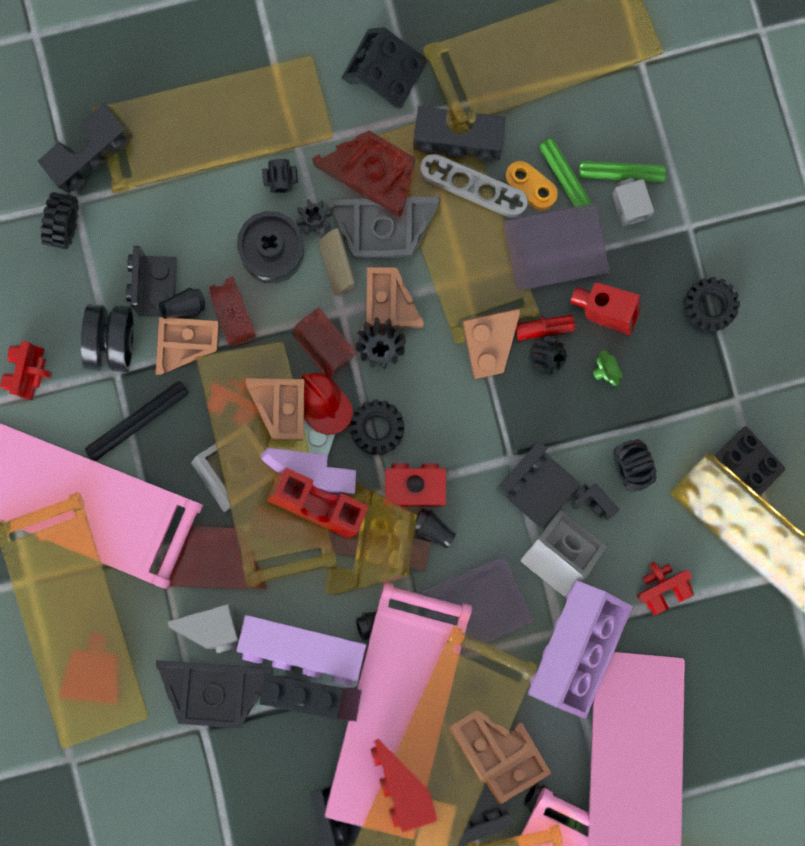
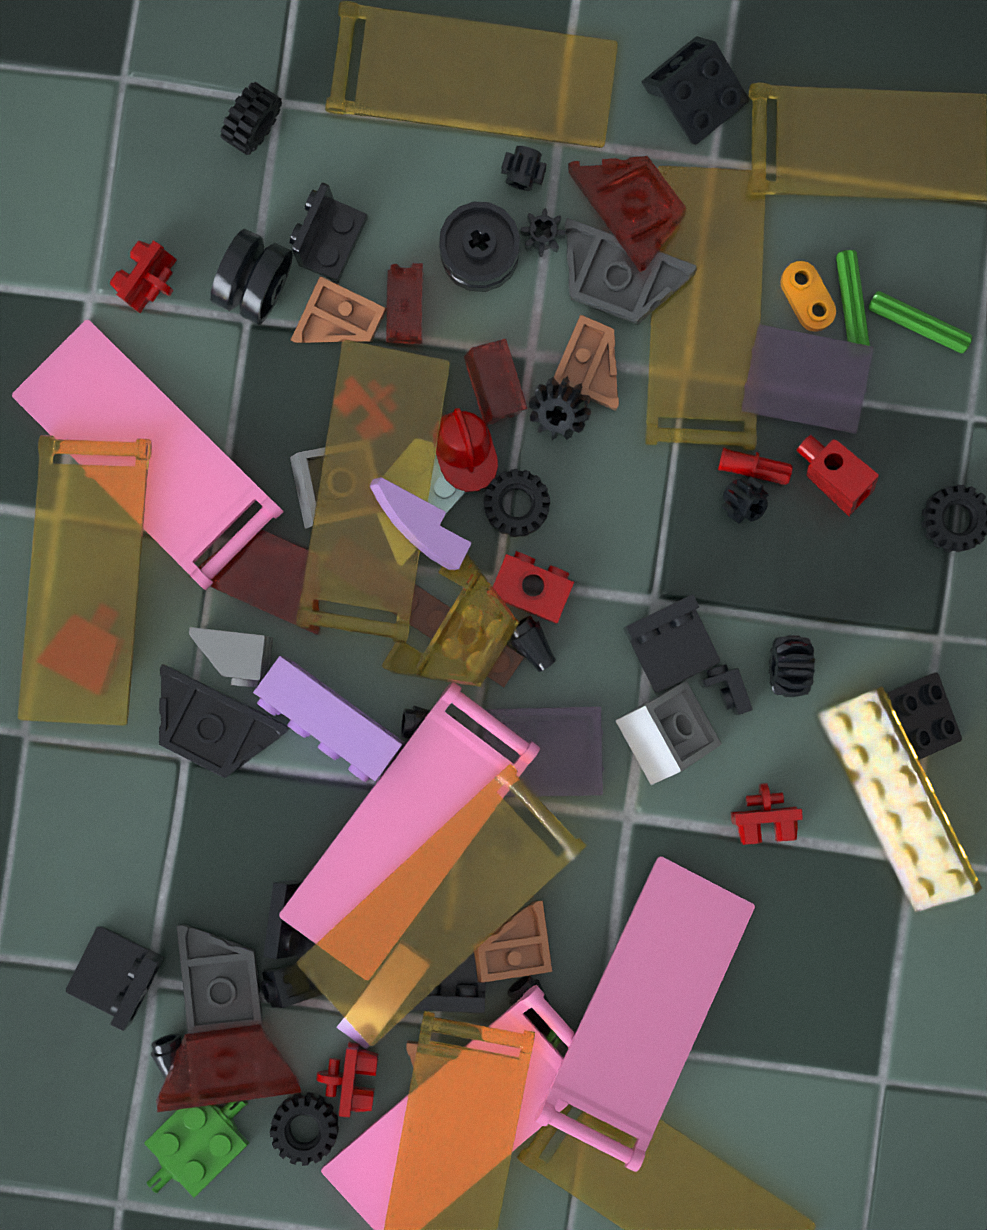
camera: 25 degrees right, 5 degrees up
(106, 137) = (343, 43): black arch -> none
(136, 421) = (248, 384): black axle -> none
(184, 304) = (355, 272): black cone -> none
(280, 406) = (415, 434): nougat wing -> none
(310, 697) = (315, 777): black arch -> none
(334, 512) = (420, 574): red arch -> none
(336, 262) = (548, 295): dark tan slope -> none
(409, 795) = (381, 930): red slope -> none
(434, 136) = (720, 193): black arch -> none
(471, 190) = (736, 274): light grey beam -> none
(487, 744) = (491, 912): nougat wing -> none
(490, 341) = (685, 457): nougat wing -> none
(580, 649) = (640, 848): lavender brick -> none
(607, 368) = (807, 543): bright green plant -> none
(632, 202) = (917, 362): light grey brick -> none

